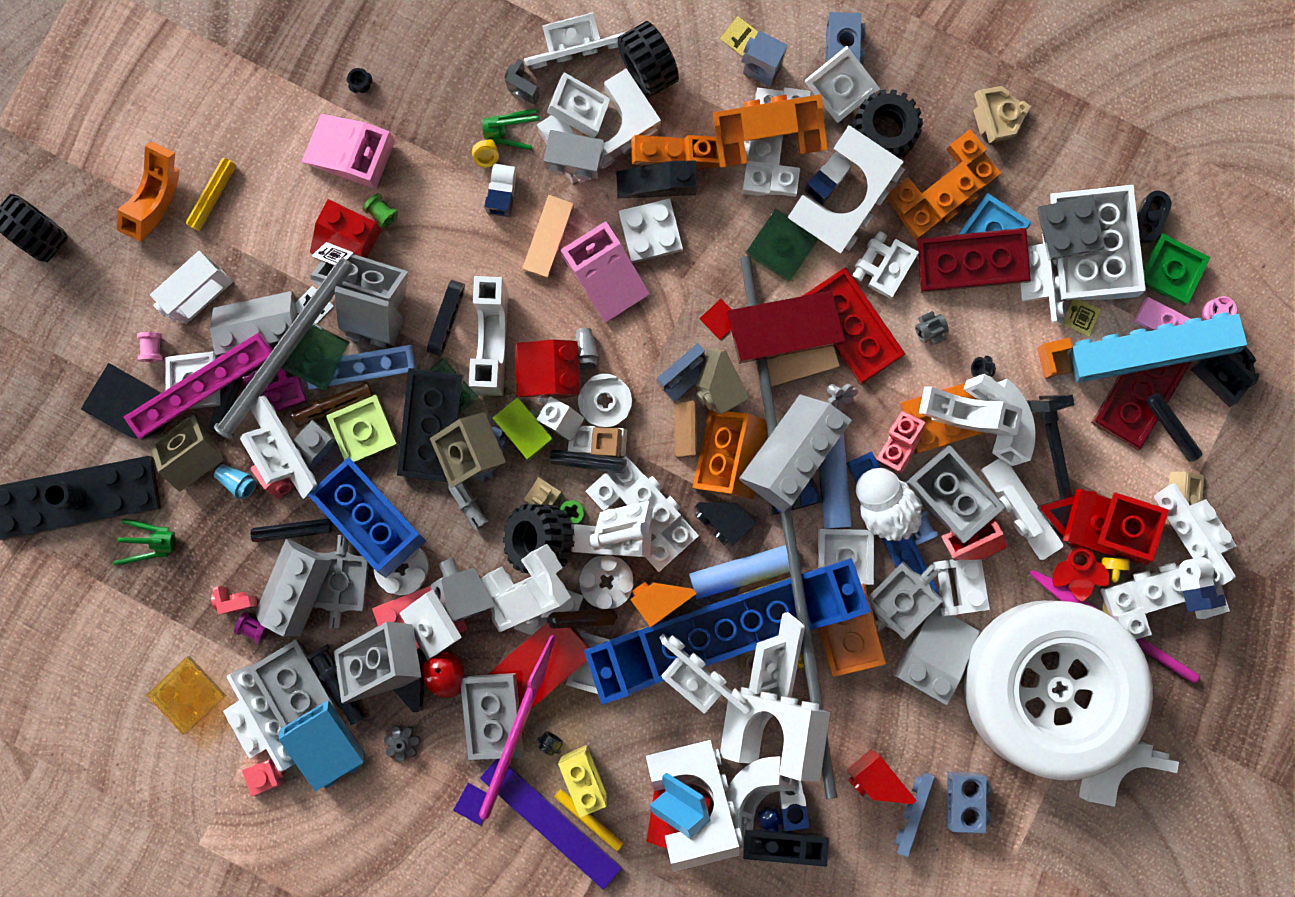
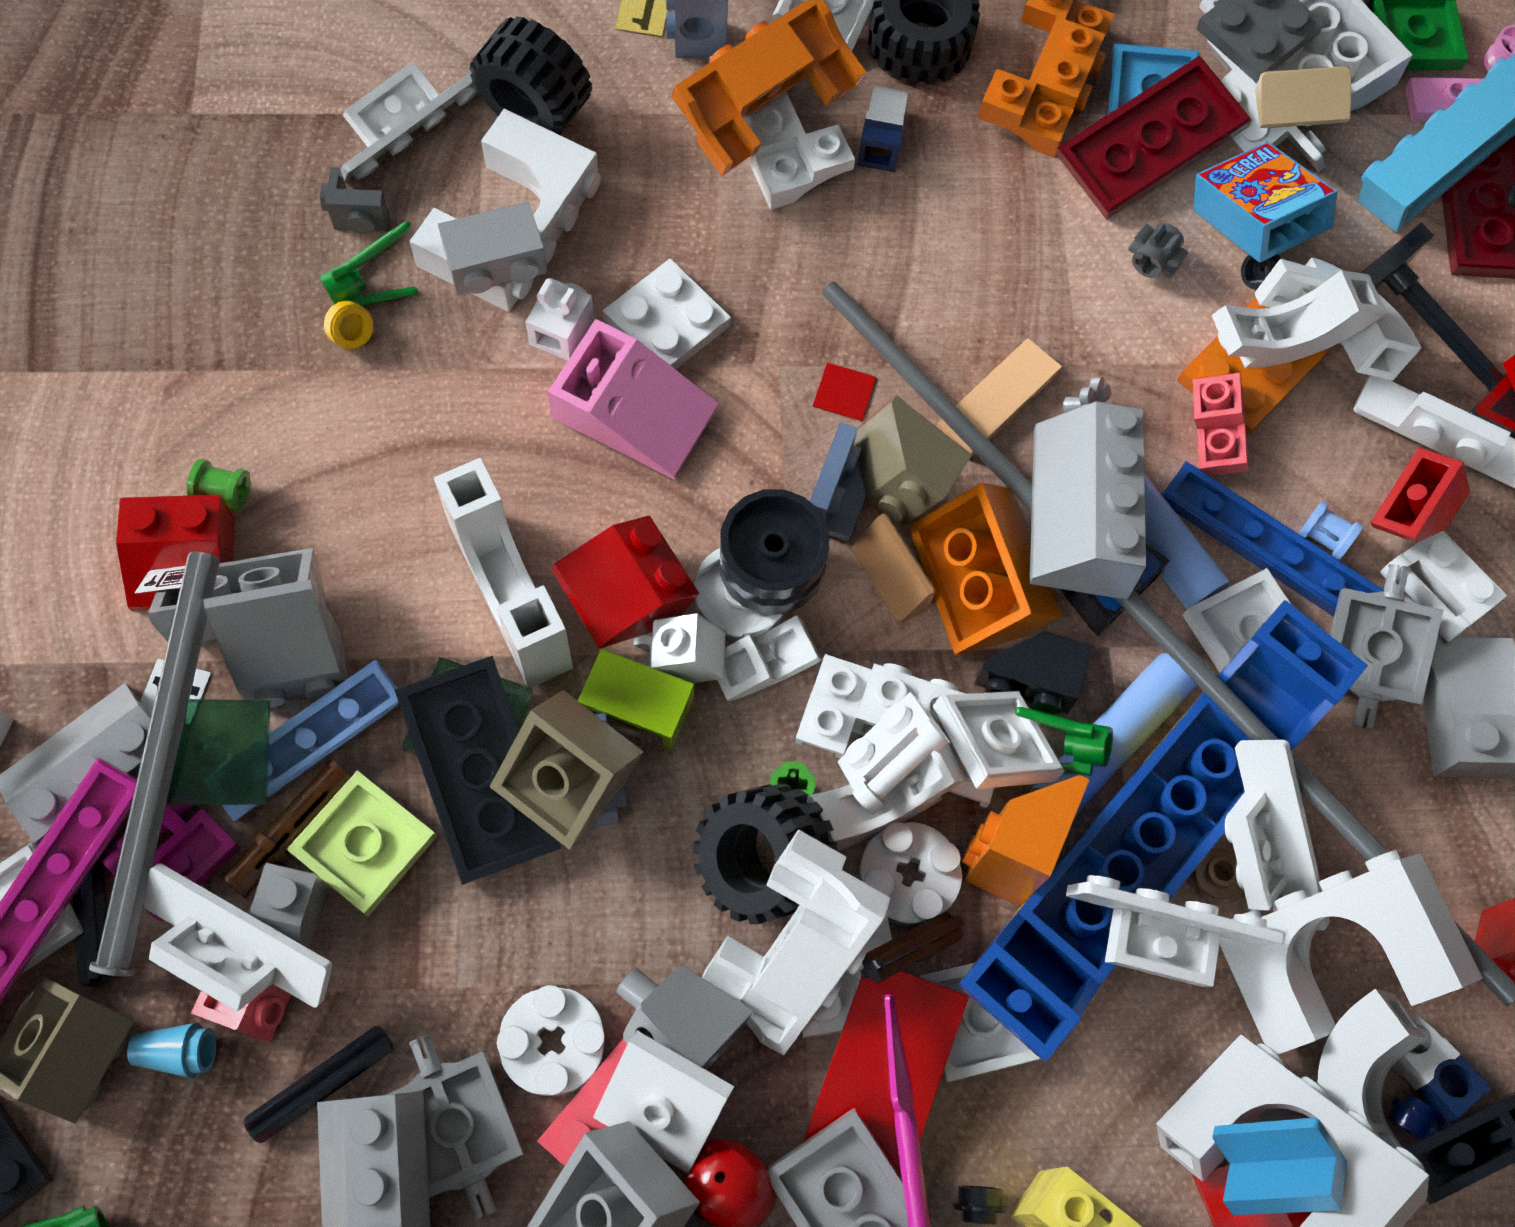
camera: 35 degrees left, 15 degrees down
(349, 149) = (121, 417): bright pink slope -> none
(356, 74) = (80, 308): black plate -> none
(367, 518) = (449, 977): blue brick -> none
(446, 318) = (413, 594): black beam -> none
(468, 506) = (610, 871): light grey axle -> none
(501, 191) = (403, 367): leg -> none
(542, 493) = (720, 781): tan tile -> none
(548, 236) = (513, 400): light nougat tile -> none
(578, 105) = (457, 187): white plate -> none
(587, 349) = (675, 529): light grey cone -> none
(588, 461) = (771, 693): black axle -> none
(594, 205) = (559, 318): none -> white brick
(606, 441) = (782, 647): medium nougat plate -> none
(639, 386) = (773, 551): none -> black wheel
(656, 149) = (648, 192): orange slope -> none
(658, 180) = (640, 239): black slope -> none
(678, 545) = (996, 742): none -> white plate
(722, 569) = (1086, 742): none -> green plant
(781, 245) = (873, 247): clear green plate -> none
(785, 327) = (953, 343): dark red tile -> none
(839, 228) = (953, 65): white arch -> none
(853, 643) = (1357, 753): orange plate -> none
(868, 341) = (1043, 302): red tile -> none
(888, 505) = (1266, 515): white hair -> none
(892, 268) = (1049, 202): white plate -> none
(955, 494) = (1347, 451): light grey slope -> none
(1006, 331) = (1264, 201): none -> brick
(1055, 357) = (1351, 217): orange panel -> none
(1064, 285) = (1304, 97): none -> tan slope
(1081, 317) = (1342, 146): clear yellow sticker -> none

